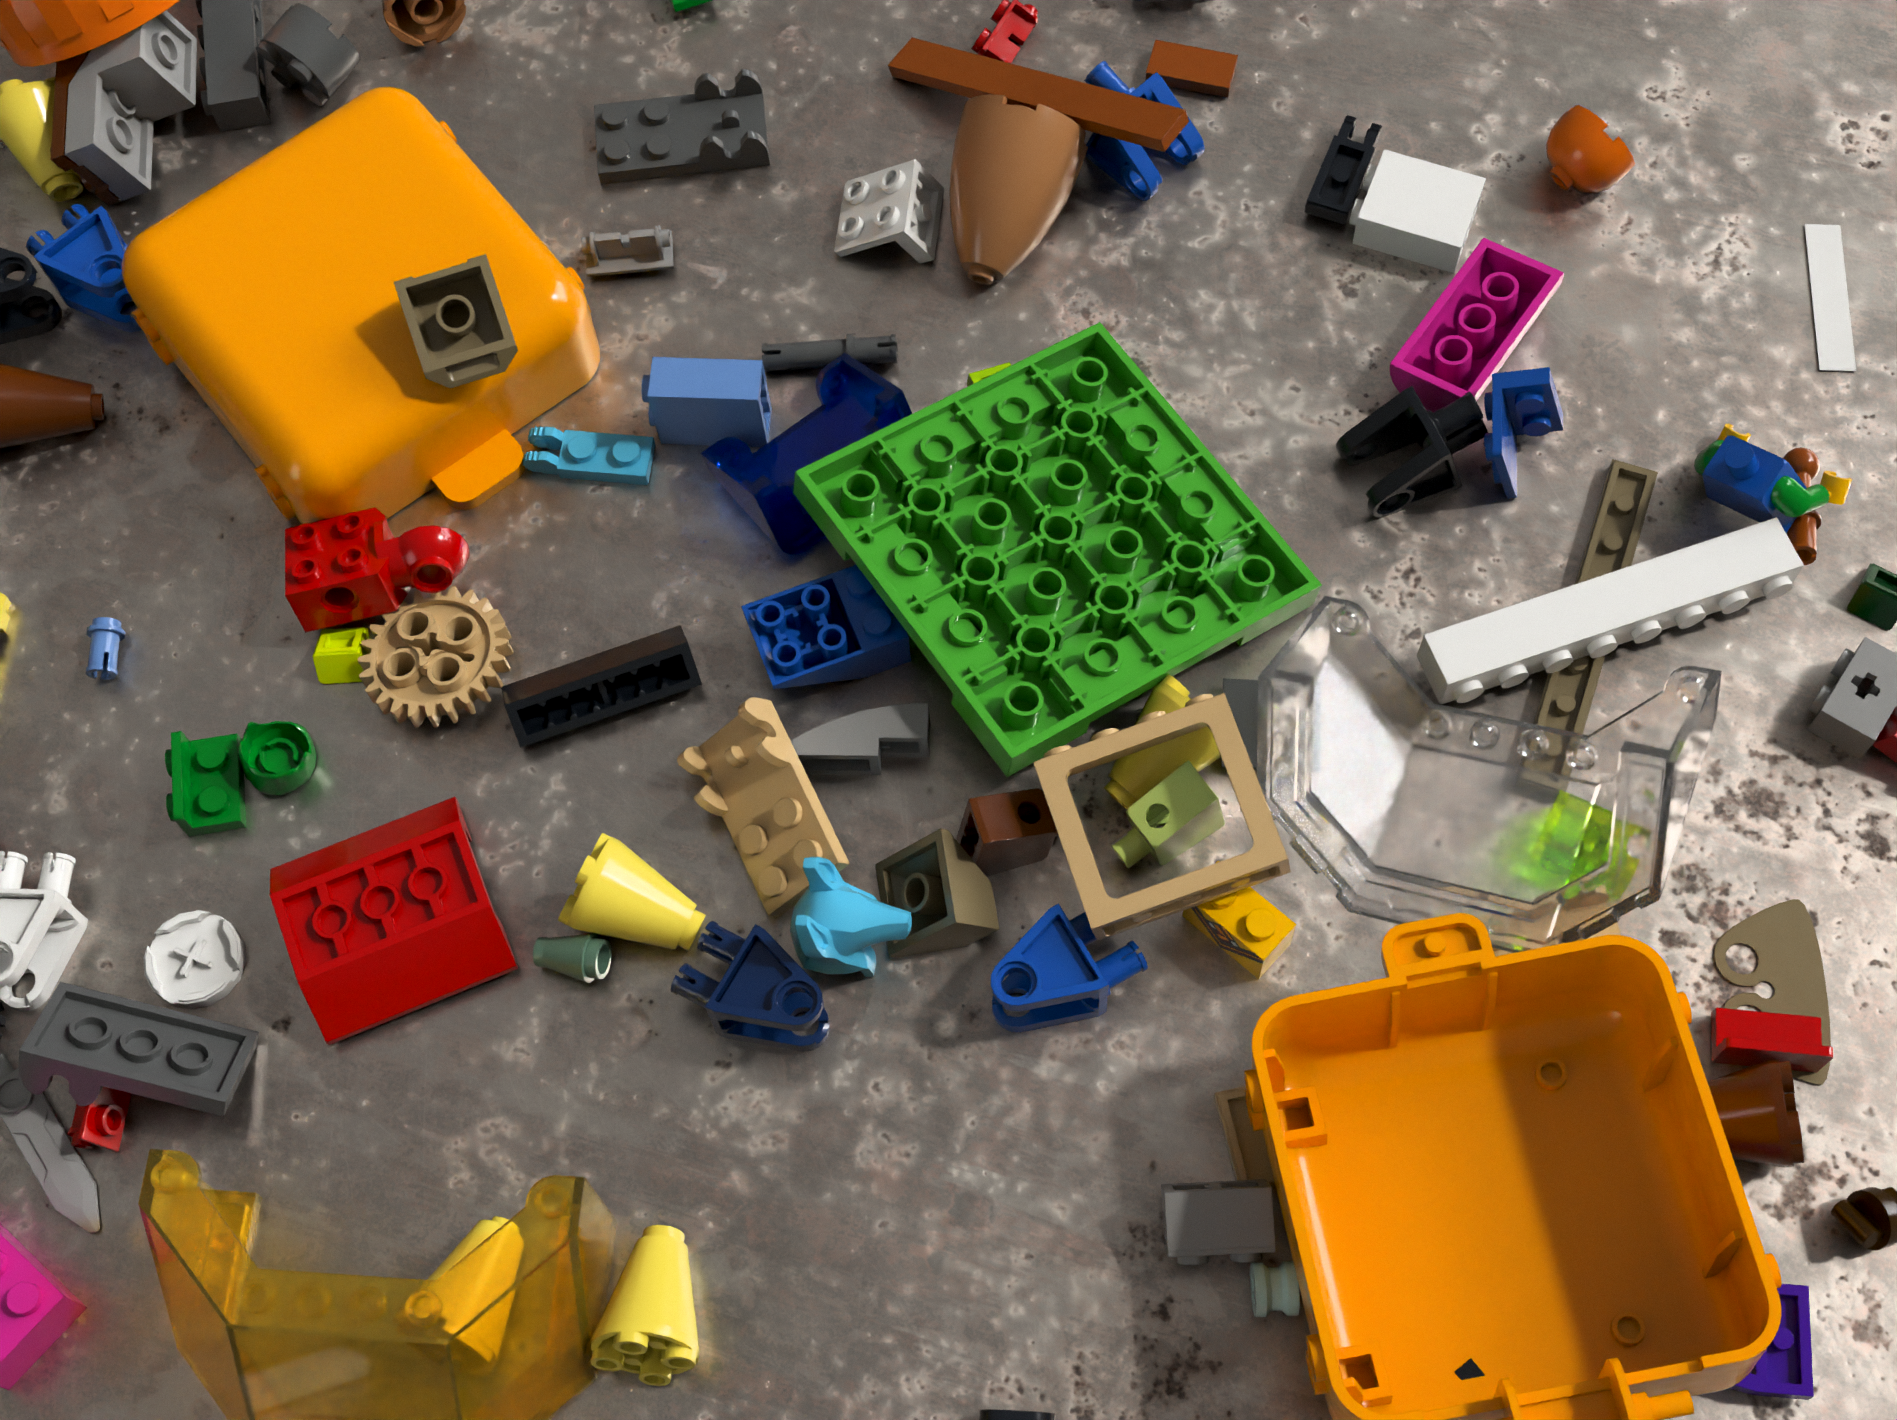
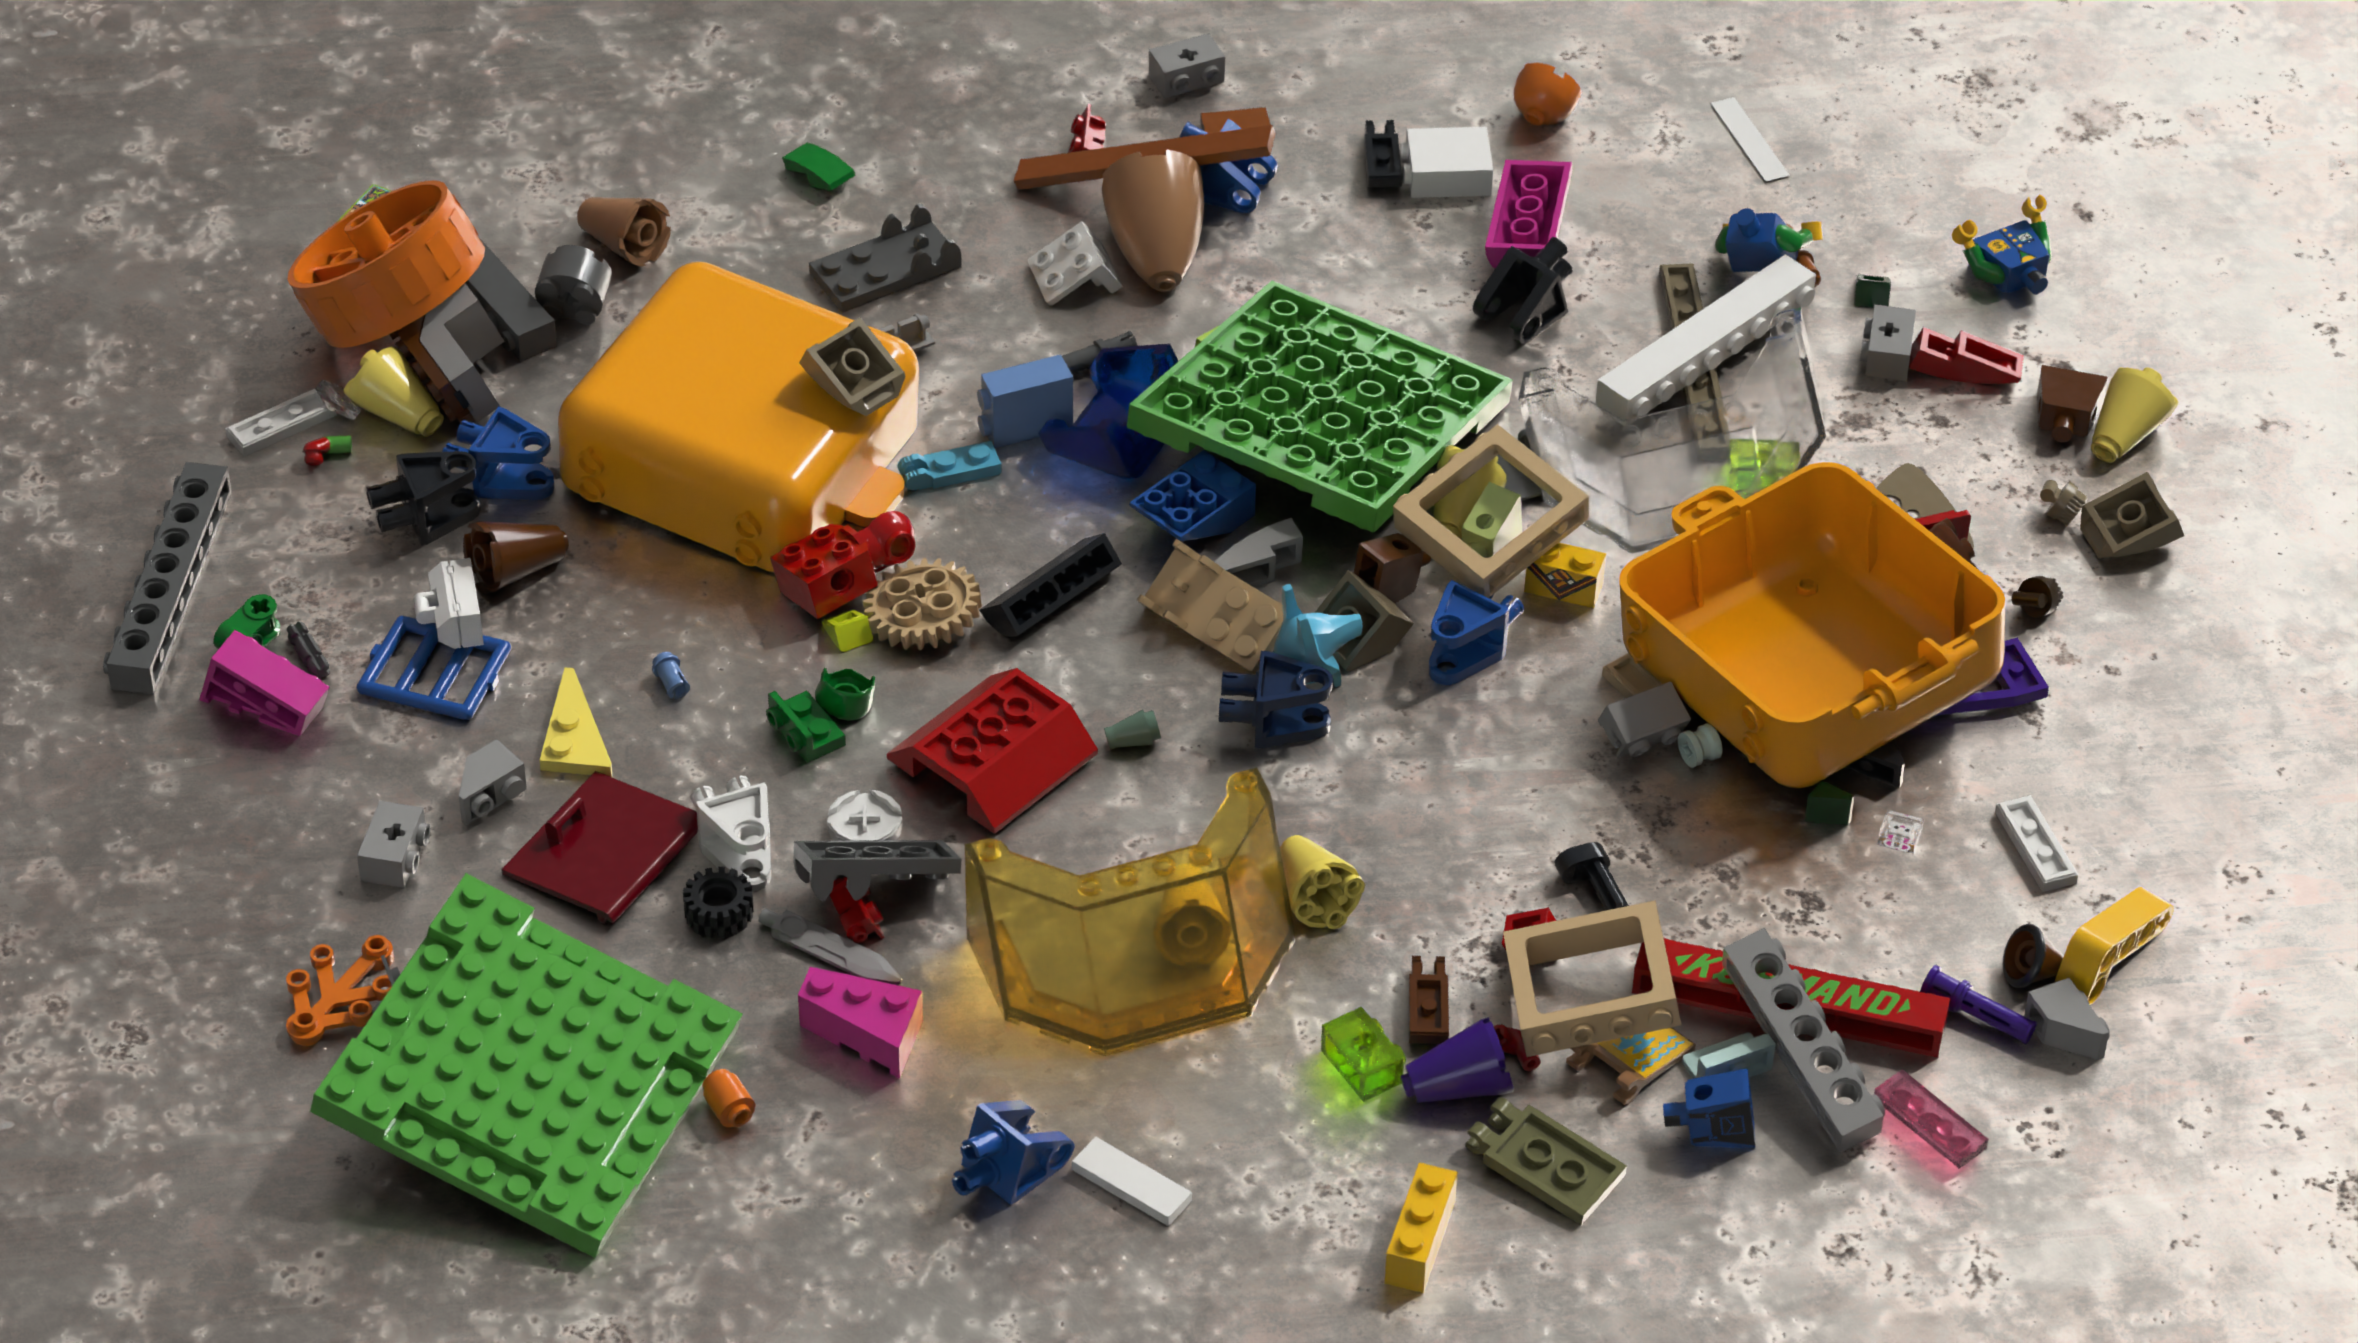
camera: 30 degrees left, 20 degrees down
(629, 900) = (1156, 683): light yellow cone -> none
(1518, 405) = (1591, 248): blue bracket -> none

